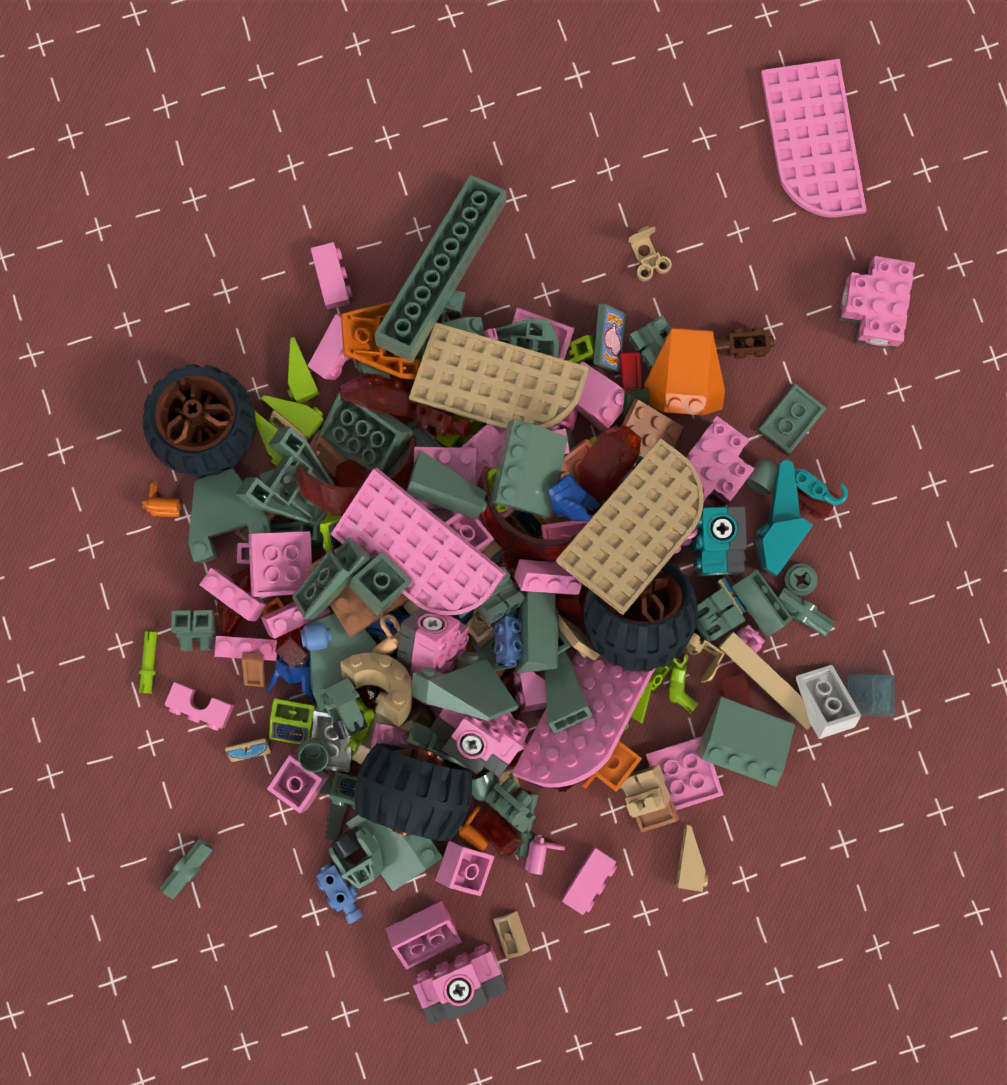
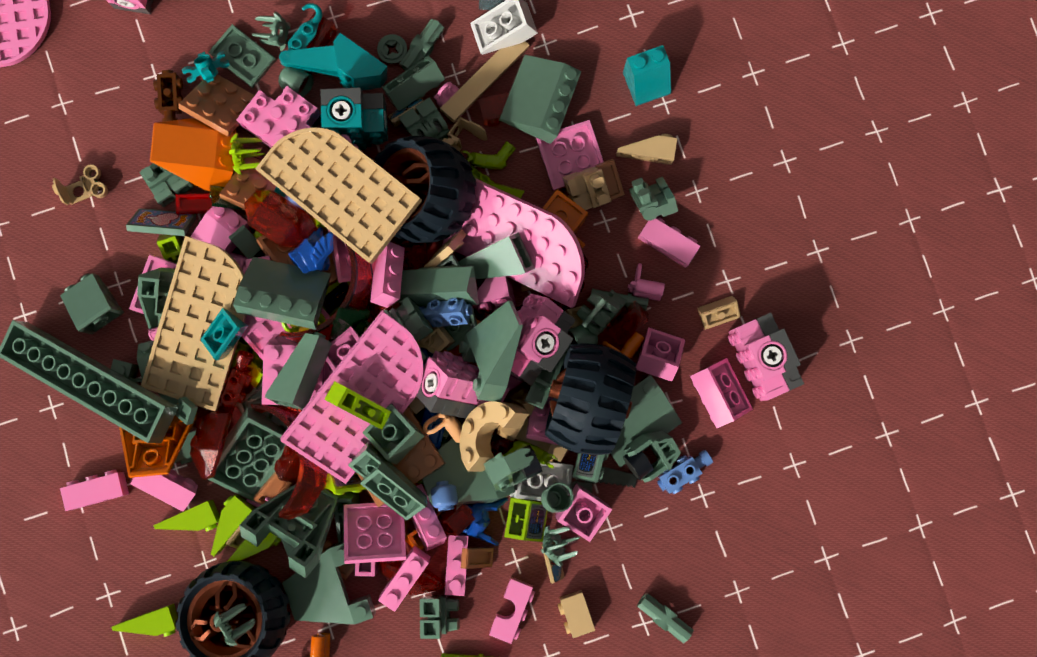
camera: 90 degrees left, 0 degrees up
(178, 423) = (222, 622): none -> sand green piece
(193, 774) = (576, 613): none -> tan brick
(196, 339) = (152, 623): none -> lime slope
(274, 750) = (558, 555): none -> sand green piece
(408, 548) = (357, 405): none -> lime slope
(409, 370) = (186, 410): none -> sand green plate
(486, 406) = (223, 334): none -> teal slope
(502, 537) = (349, 317): none -> clear green piece
(524, 267) = (90, 304): none -> sand green slope
(586, 427) = (245, 242): none -> sand green slope
(634, 864) = (653, 199): none -> sand green hips
(681, 417) = (239, 153): none -> lime piece
(737, 395) = (217, 104): none -> nougat plate
(771, 861) = (648, 75): none -> teal slope
(776, 382) = (206, 67): none -> teal pin
(826, 455) = (273, 37): none -> sand green piece

